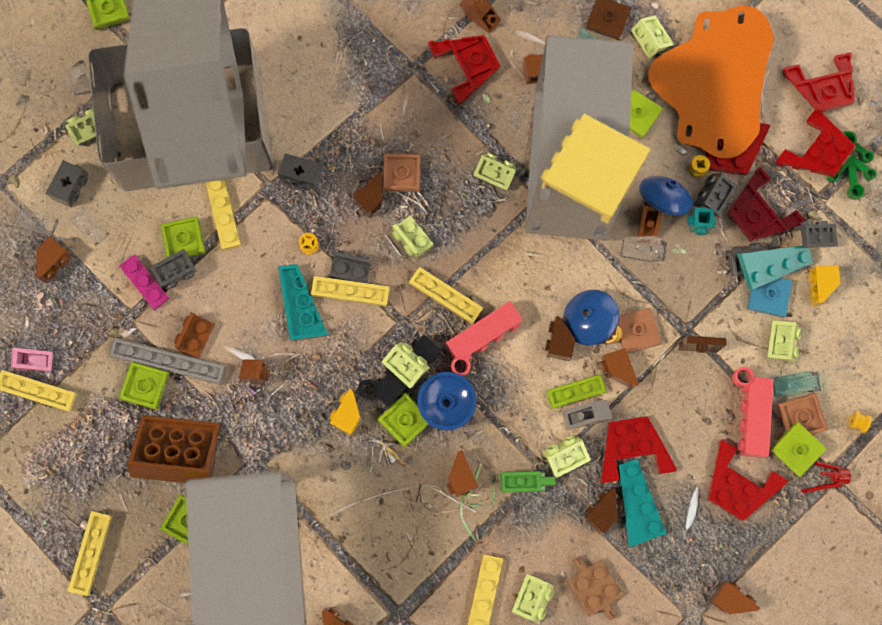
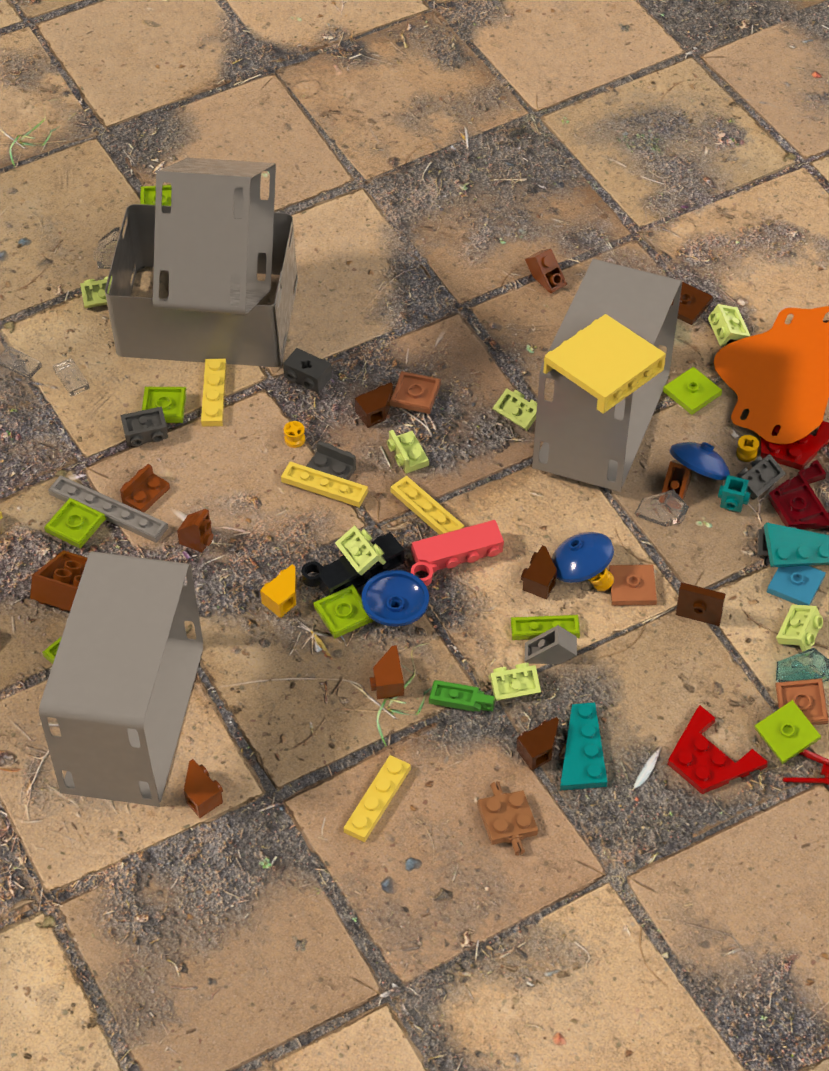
camera: 20 degrees right, 25 degrees down
(50, 259) = (21, 394): dark orange slope -> none
(59, 188) = (63, 335): dark grey brick -> none
(144, 282) = (109, 435): dark pink plate -> none
(300, 311) = (265, 487): teal wing -> none
(474, 59) = (526, 308): red wing -> none
(533, 599) = (433, 810): yellowish green bracket -> none
(619, 368) = (599, 611): dark orange slope -> none
(633, 439) = (598, 684): red wing -> none
(731, 600) = (666, 864): dark orange slope -> none
(756, 414) = (747, 687): coral hinge -> none

